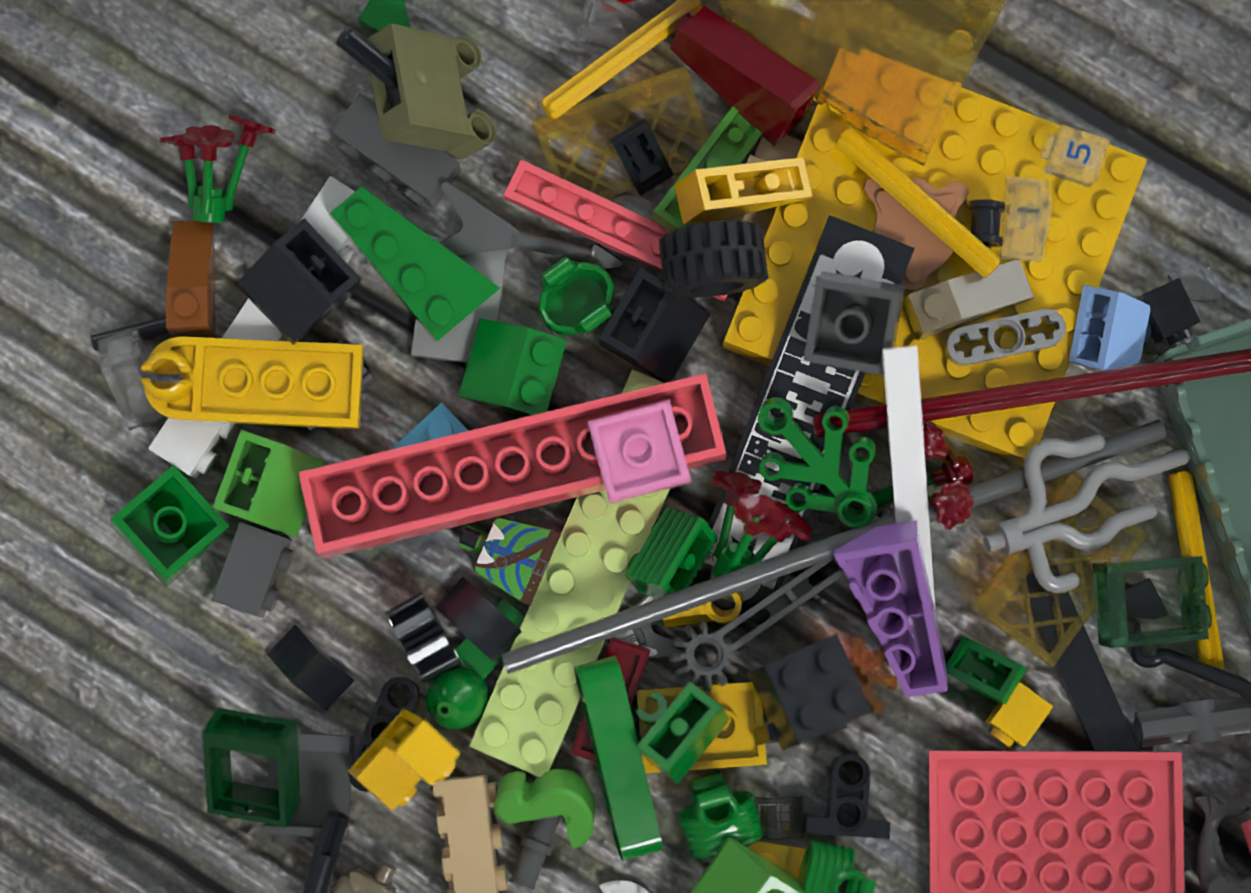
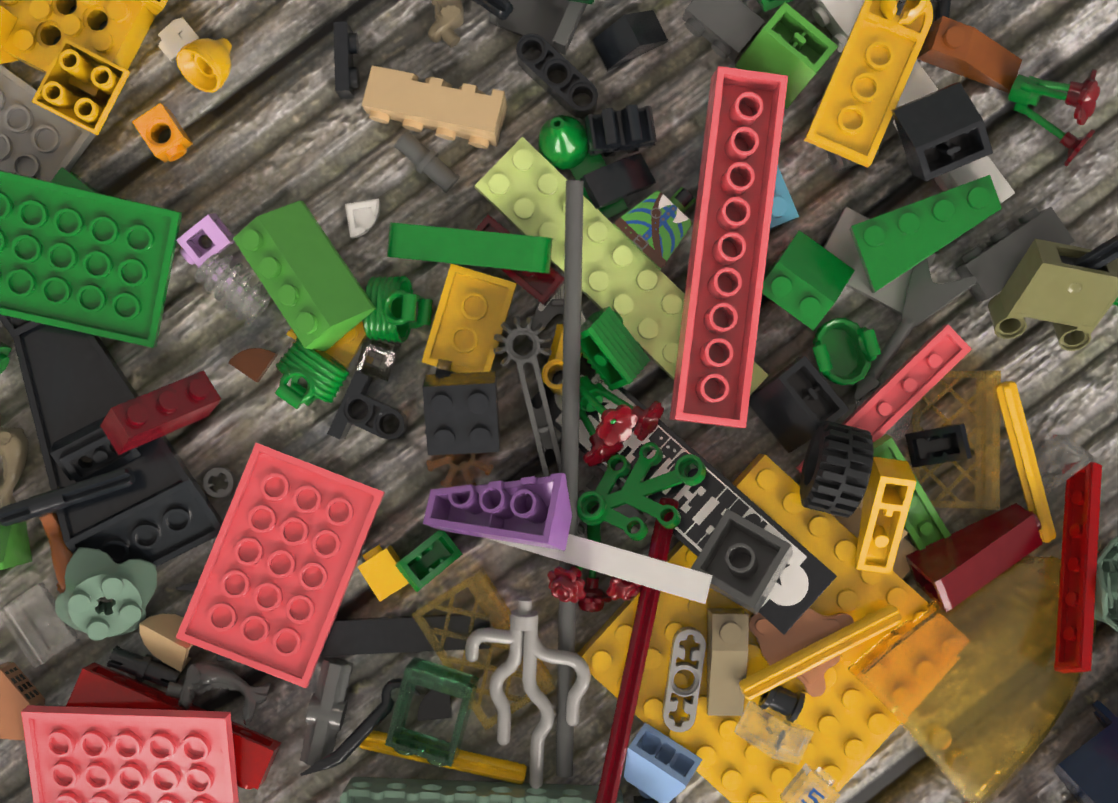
camera: 115 degrees right, 5 degrees up
(401, 758) = (530, 76): yellow brick -> none
(551, 795) = (460, 181): bright green animal -> none
(639, 452) = (702, 349): bright pink tile -> none
(681, 730) = (470, 302): green brick -> none

